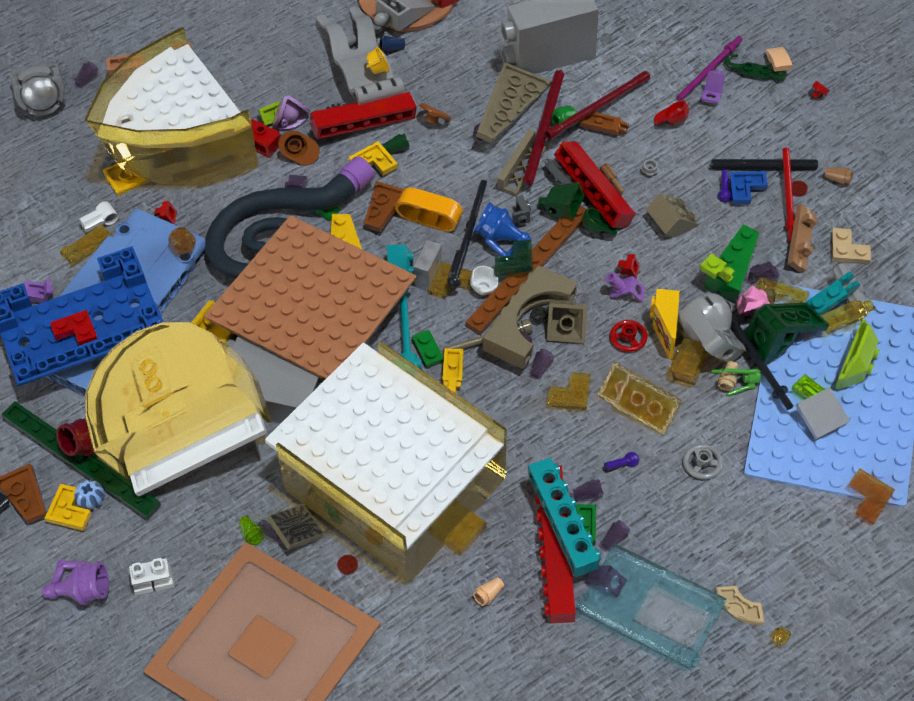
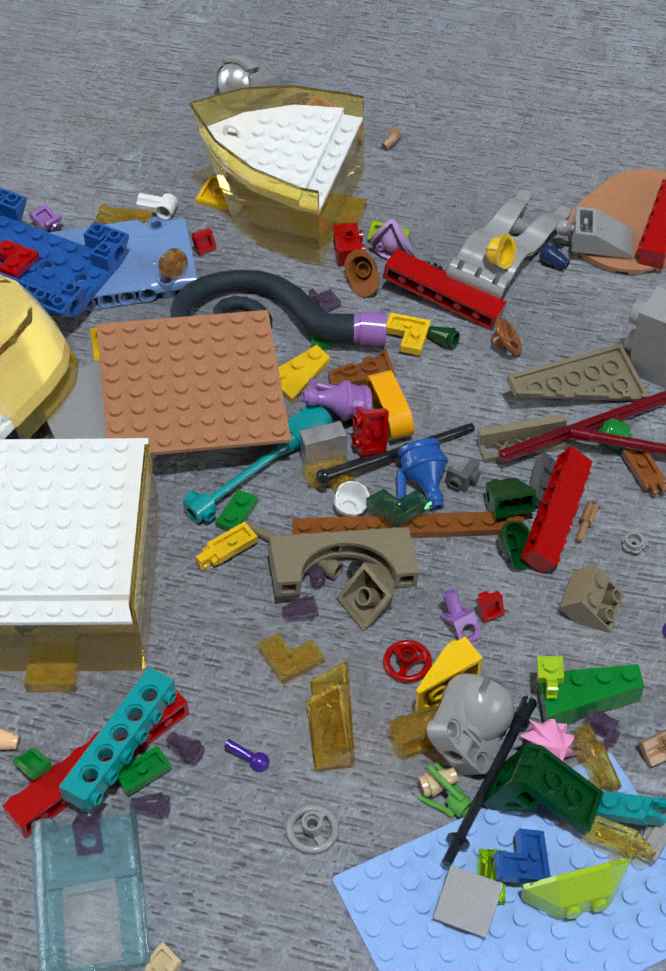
camera: 50 degrees right, 5 degrees down
(401, 228) = (339, 398): none -> medium lavender piece
(442, 231) = (370, 430): none -> red bracket
(528, 580) = (33, 763): none -> green tile
(823, 368) = (528, 864): none -> blue plate

